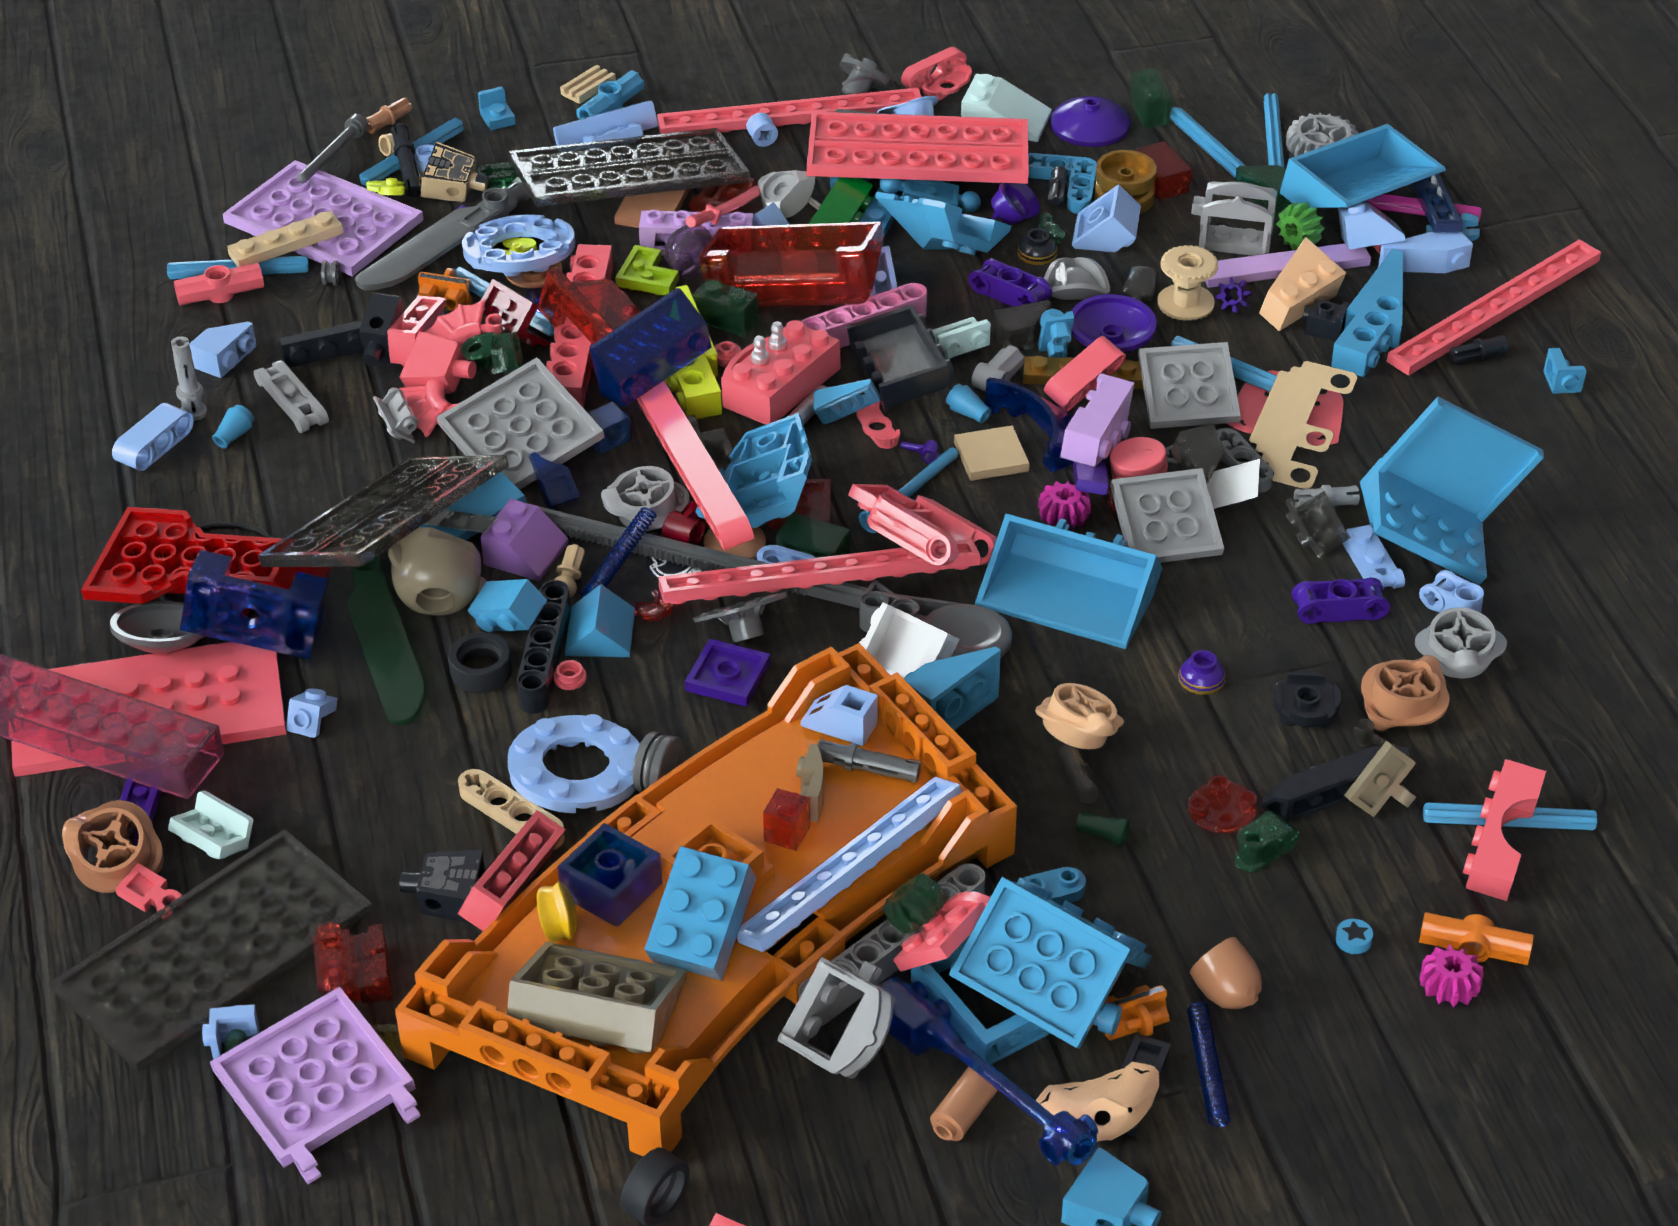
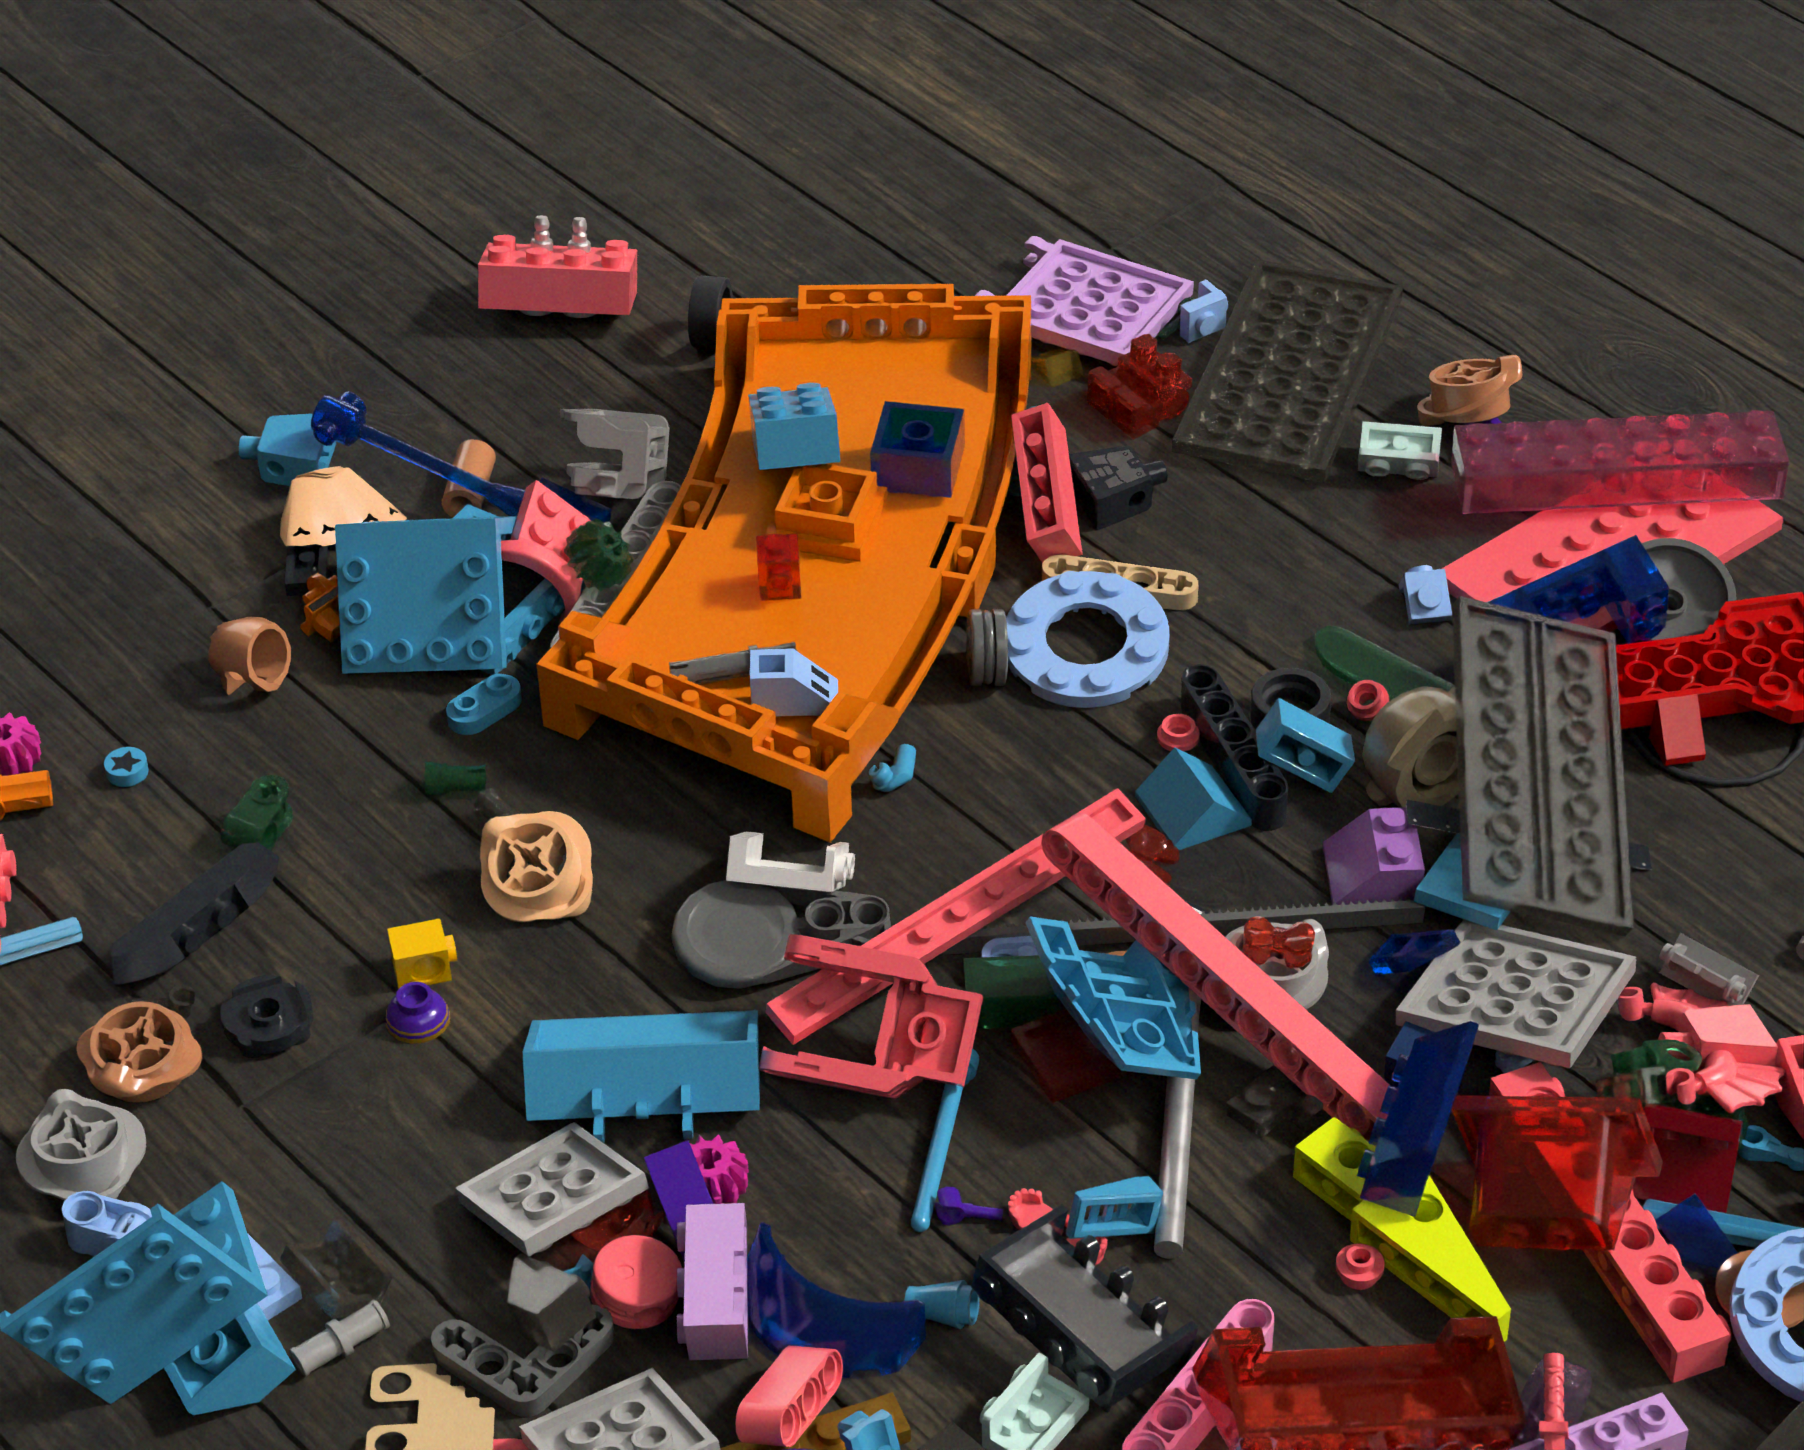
camera: 155 degrees right, 0 degrees up
(145, 889) = (1403, 387): coral plate -> none
(425, 648) = (1364, 691): none -> coral plate
(557, 912) = (944, 390): yellow piece -> none
(570, 567) = (1287, 850): tan axle -> none
(596, 996) = (860, 357): dark tan slope -> none
(609, 557) = (1237, 874): clear blue piece -> none
(633, 475) = (1294, 942): none -> clear red piece
(642, 273) = (1610, 1356): lime plate -> none
(727, 307) = (1412, 1316): clear green brick -> none
(727, 672) = (997, 797): dark purple plate -> none
(743, 616) = (1016, 831): dark grey wheel -> none
(779, 371) = (1244, 1216): coral piece -> none
(811, 773) = (777, 616): dark tan slope -> none
(846, 865) = (685, 556): light blue plate -> none
(959, 684) = (698, 832): dark azure slope -> none
(991, 453) = (864, 1242): tan tile -> none
(1002, 367) = (933, 1370): light grey piece -> none
(1184, 697) = (421, 953): none -> yellow brick
(1222, 805) = (325, 848): clear red dish -> none
(1225, 1115) = (227, 583): clear blue piece -> none
(1234, 484) = (478, 1299): white sticker -> none
(1340, 600) = (269, 1160): dark purple piece -> none
(1382, 780) = (130, 905): dark tan plate -> none

